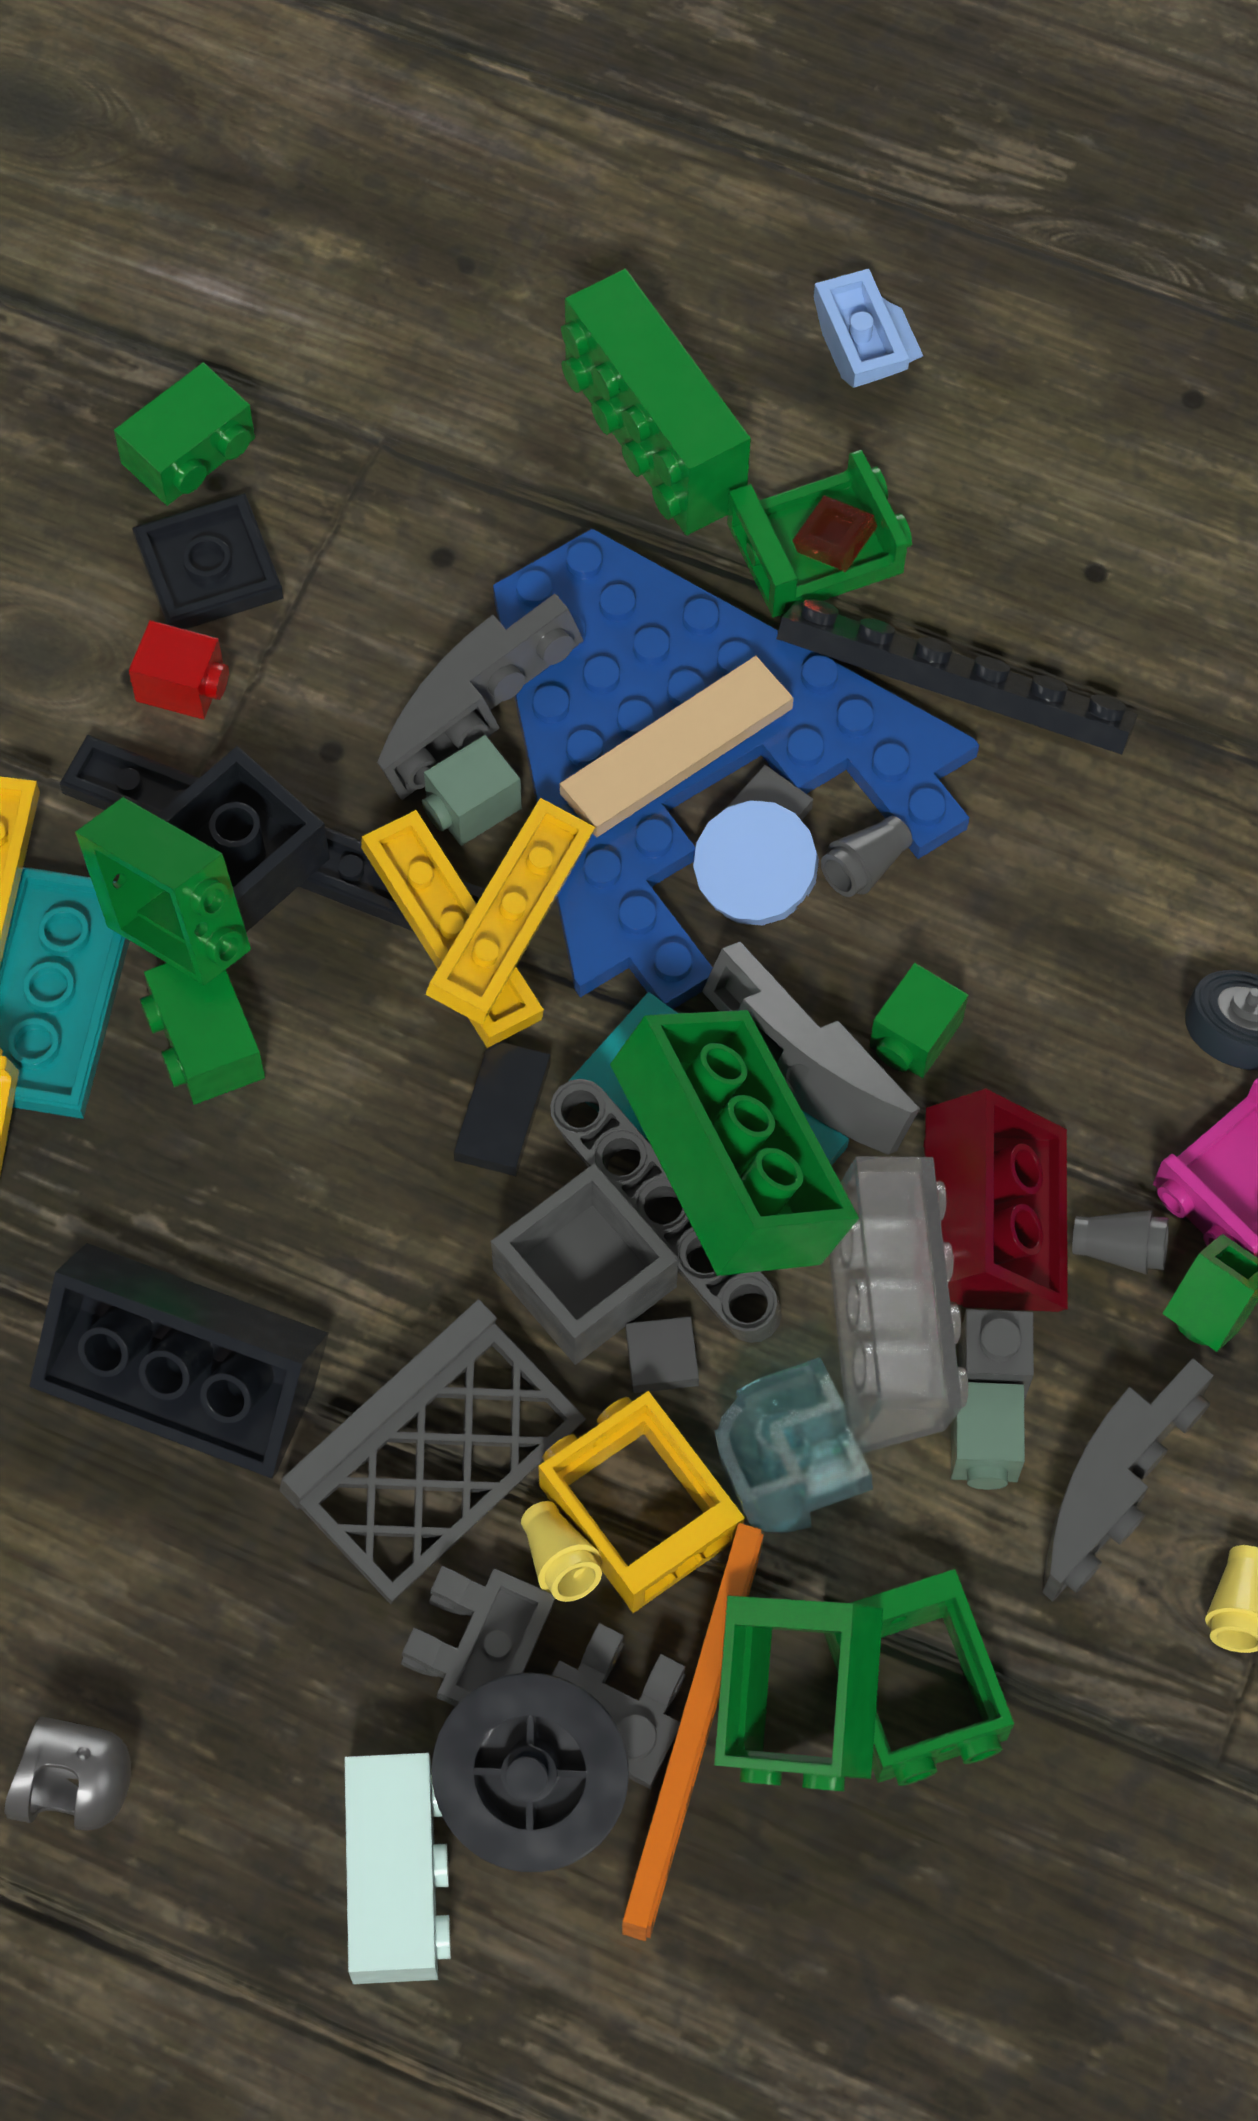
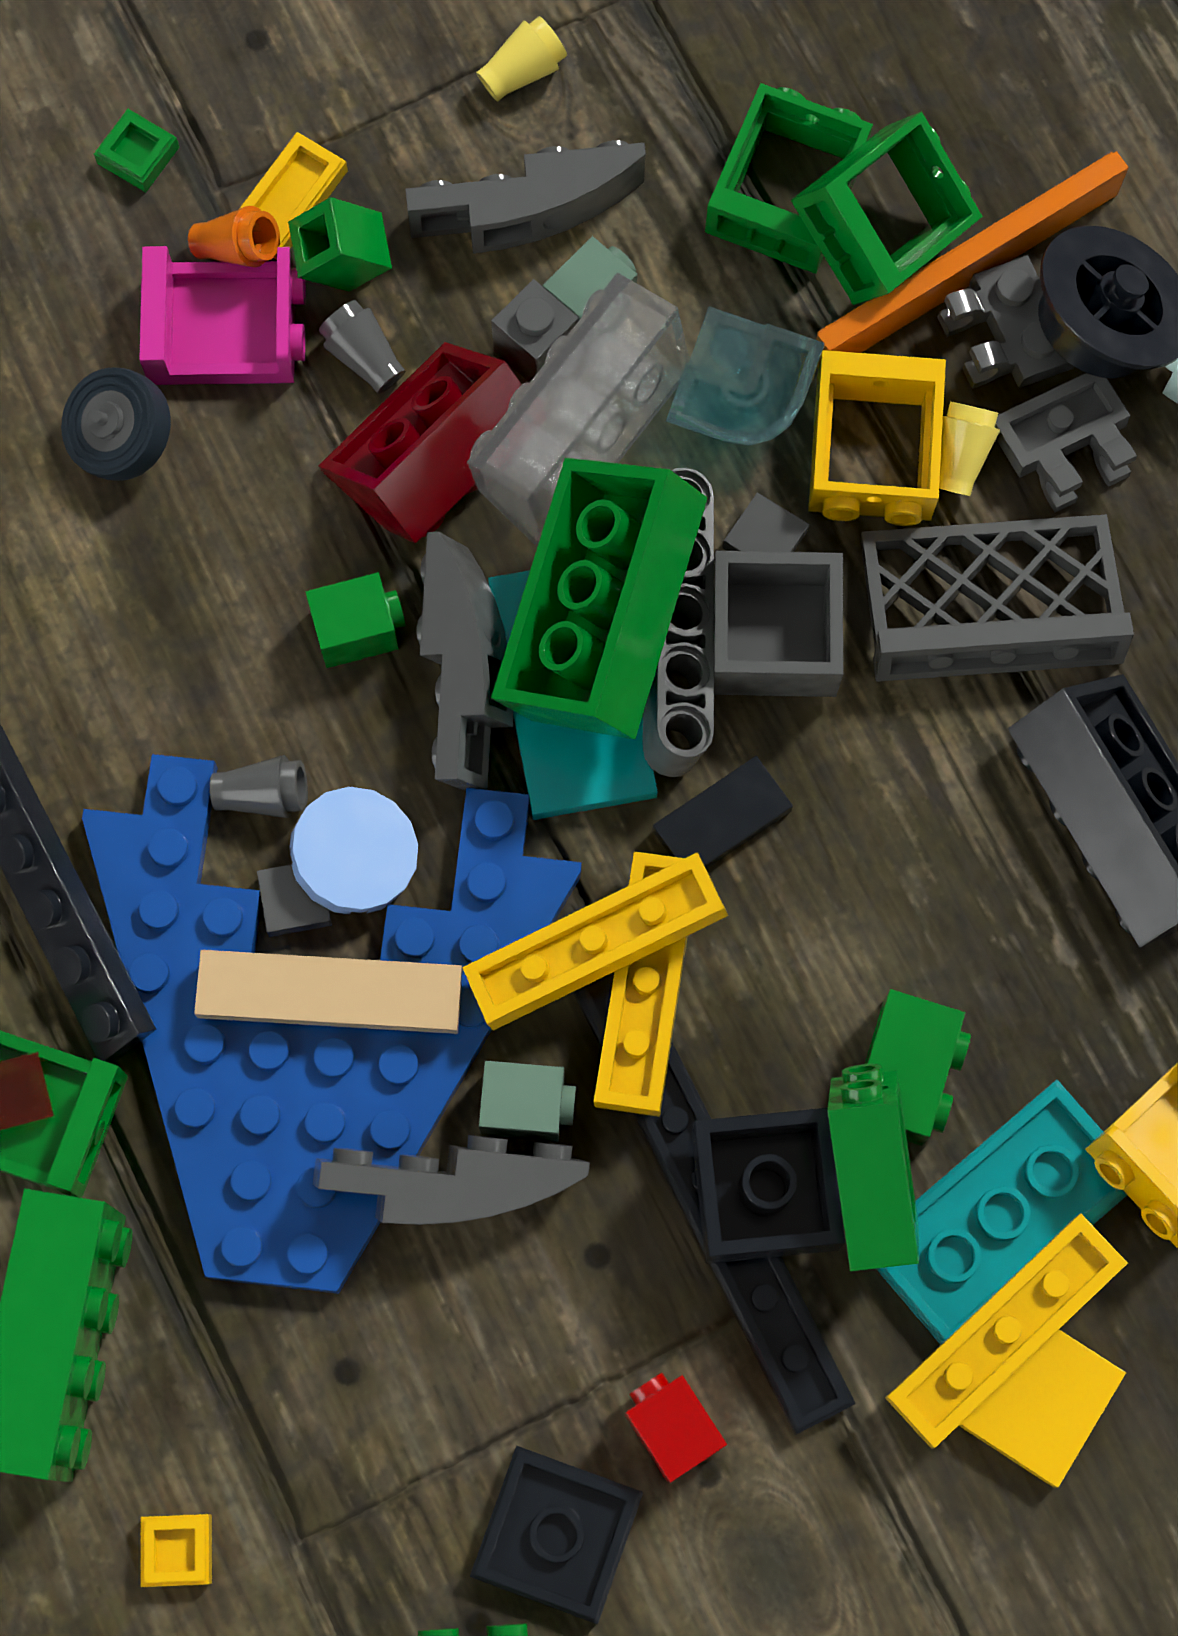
camera: 140 degrees left, 10 degrees up
(457, 376) = (176, 1550): none -> yellow tile

